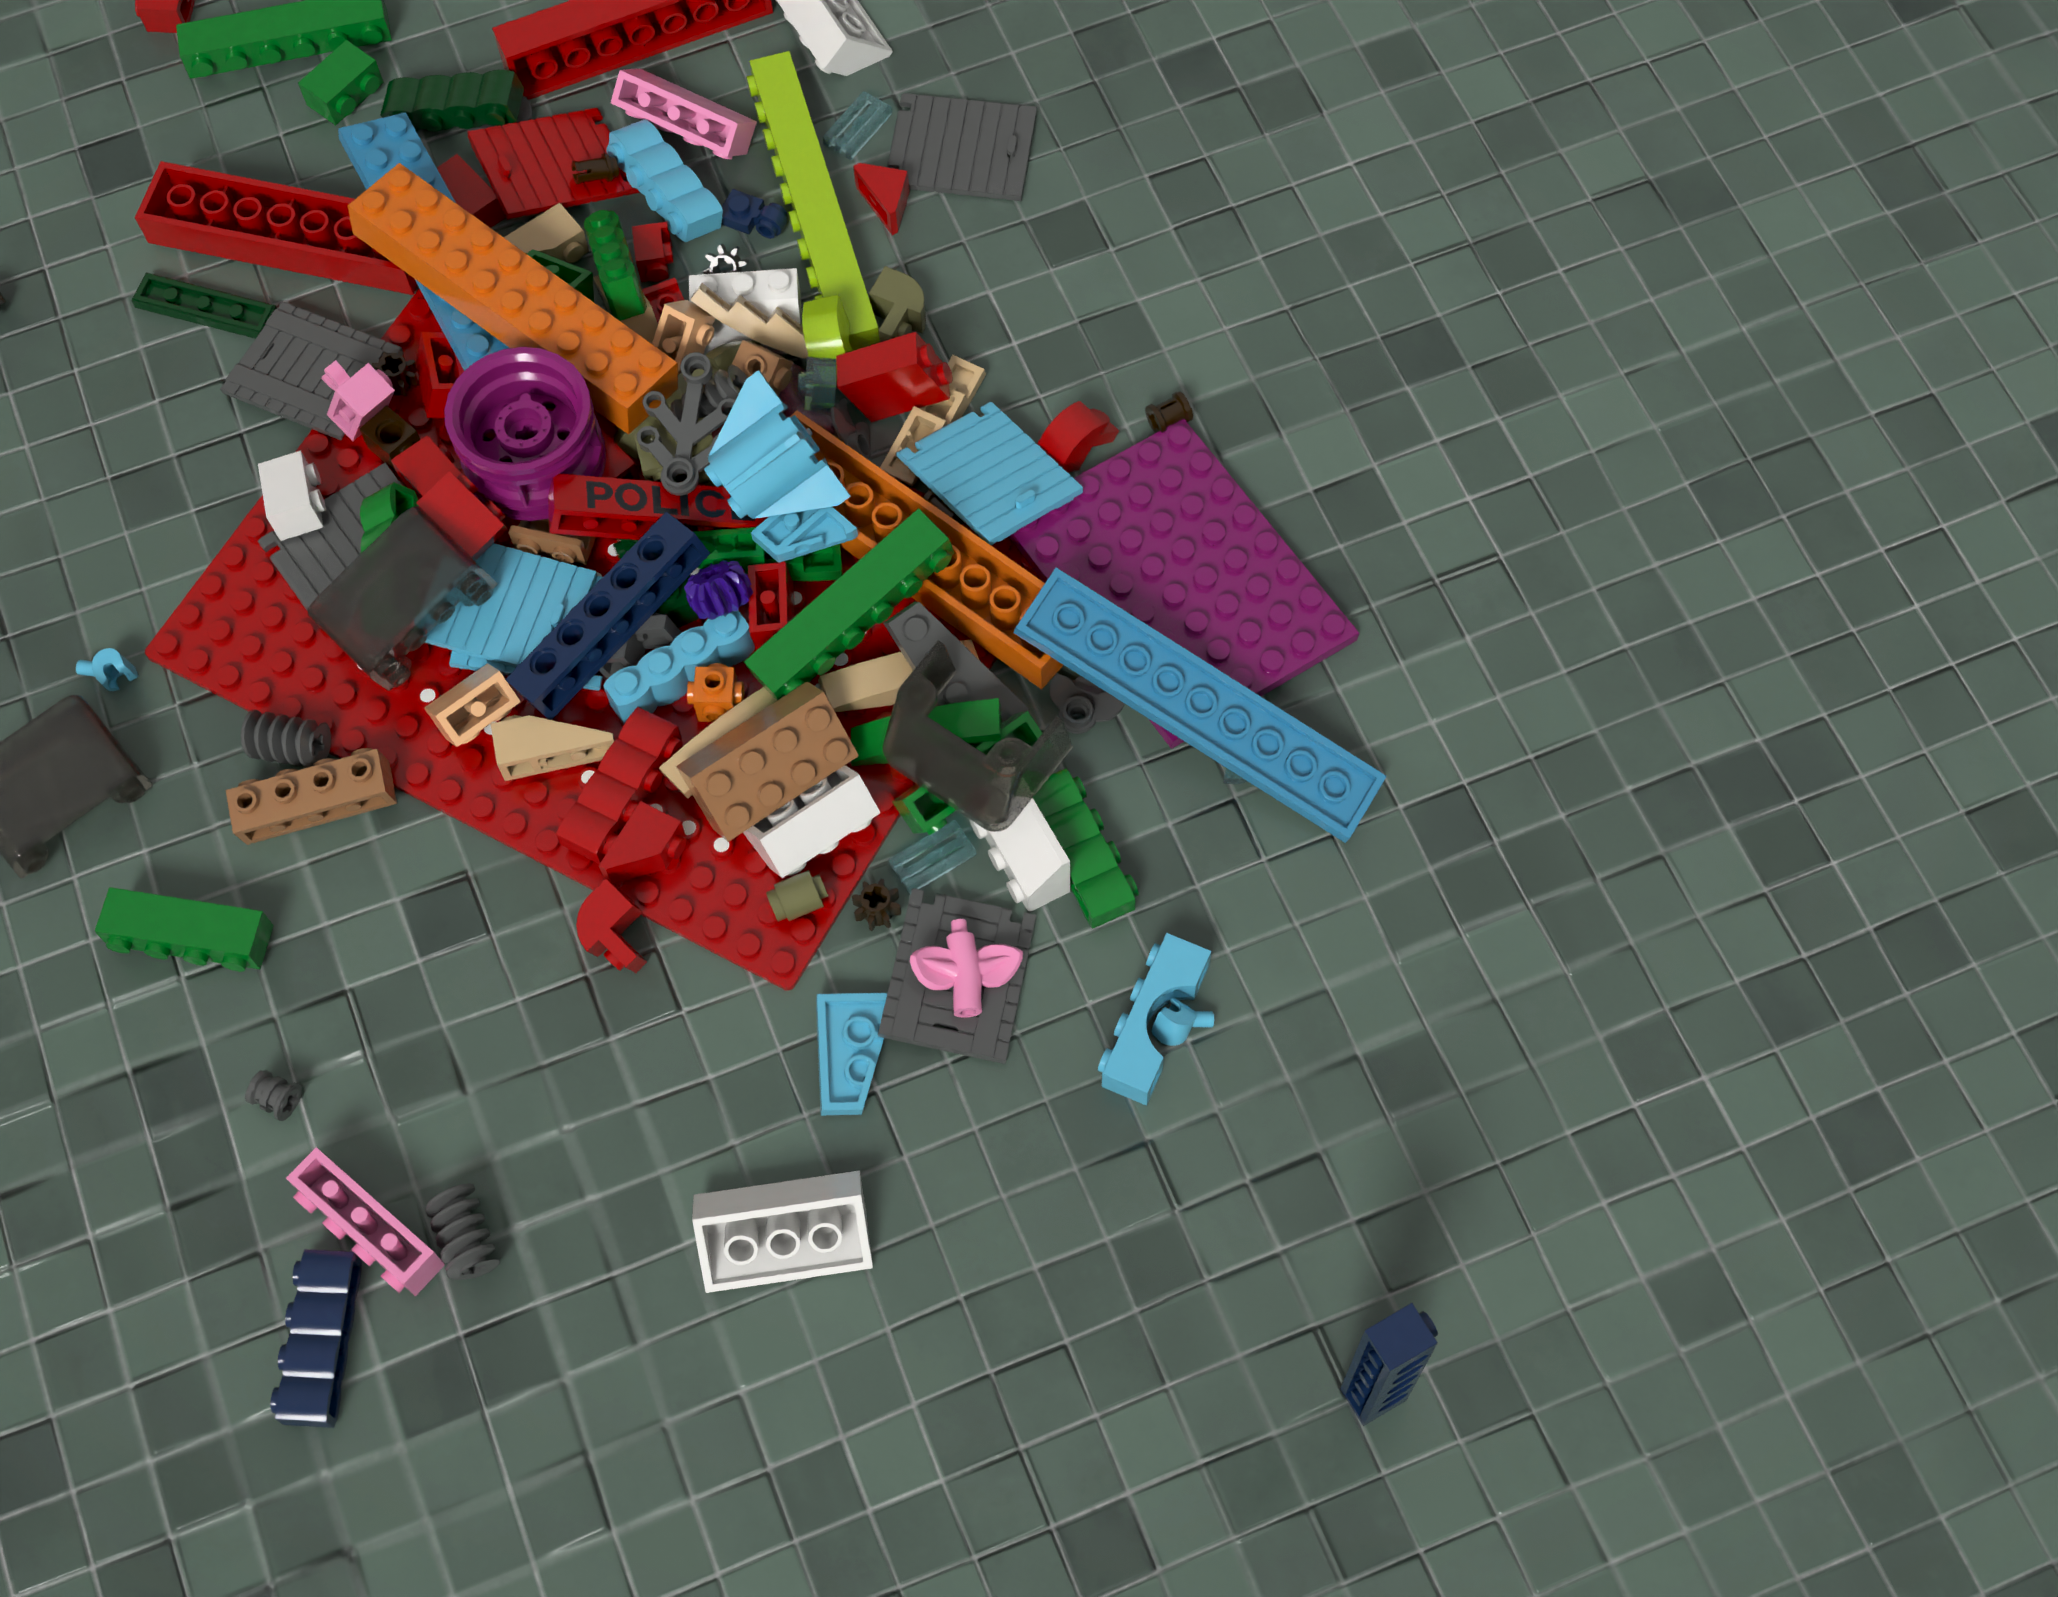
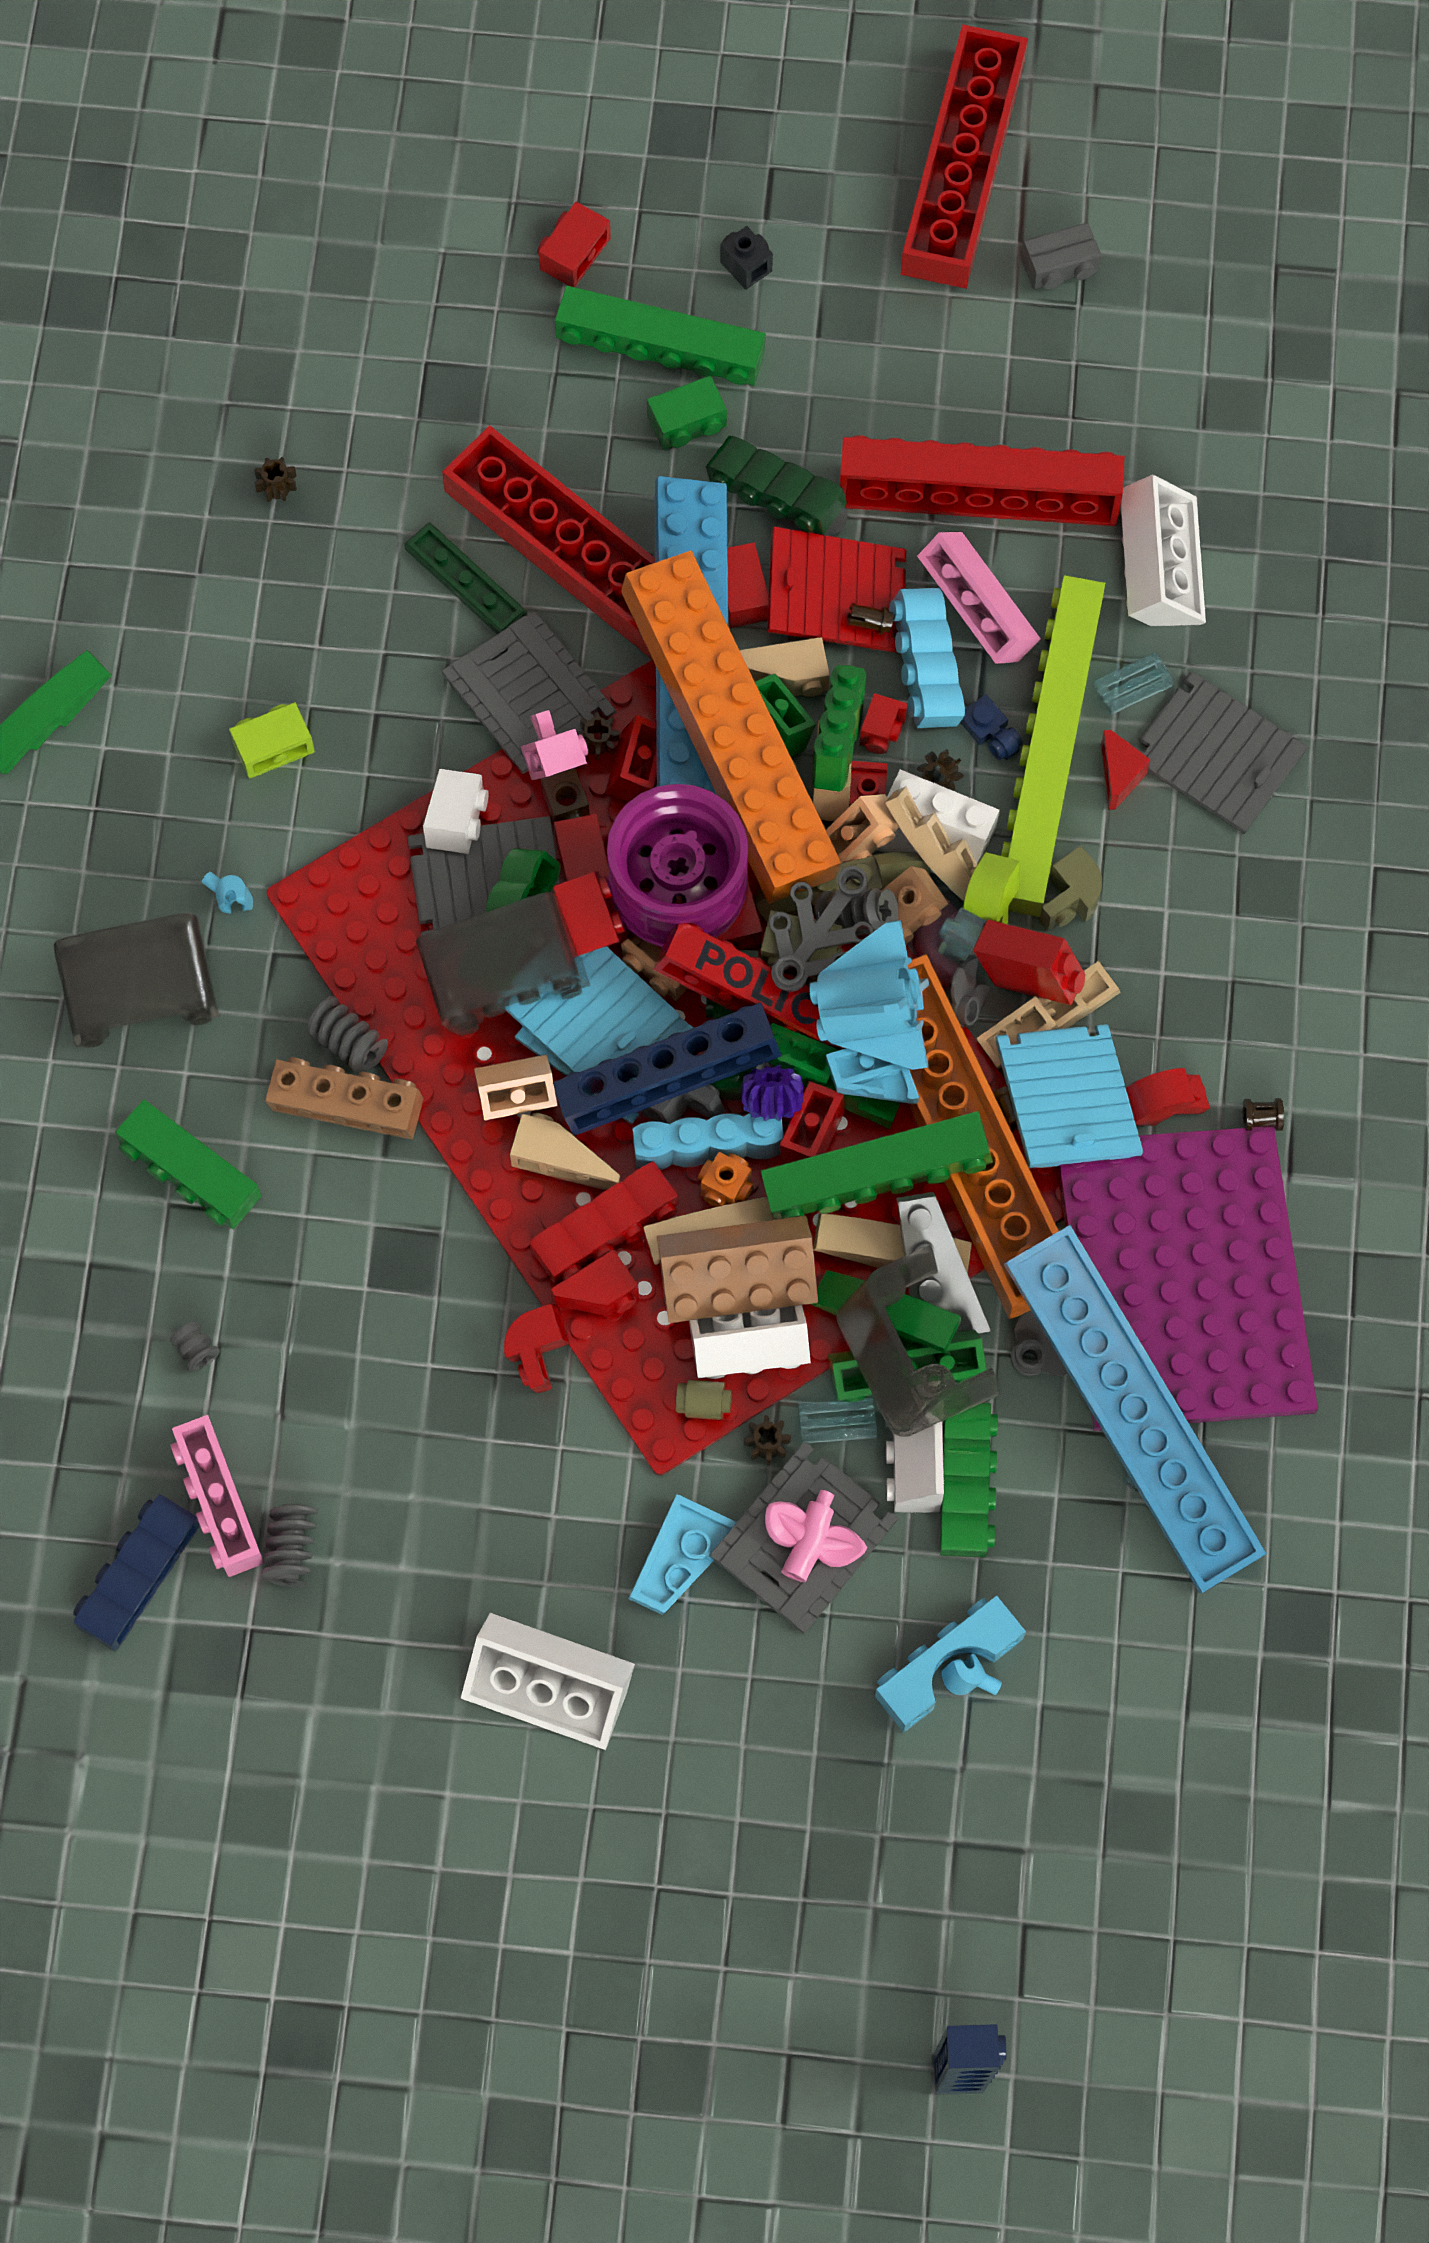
camera: 25 degrees right, 5 degrees up
(84, 518) = (271, 739): none -> lime brick

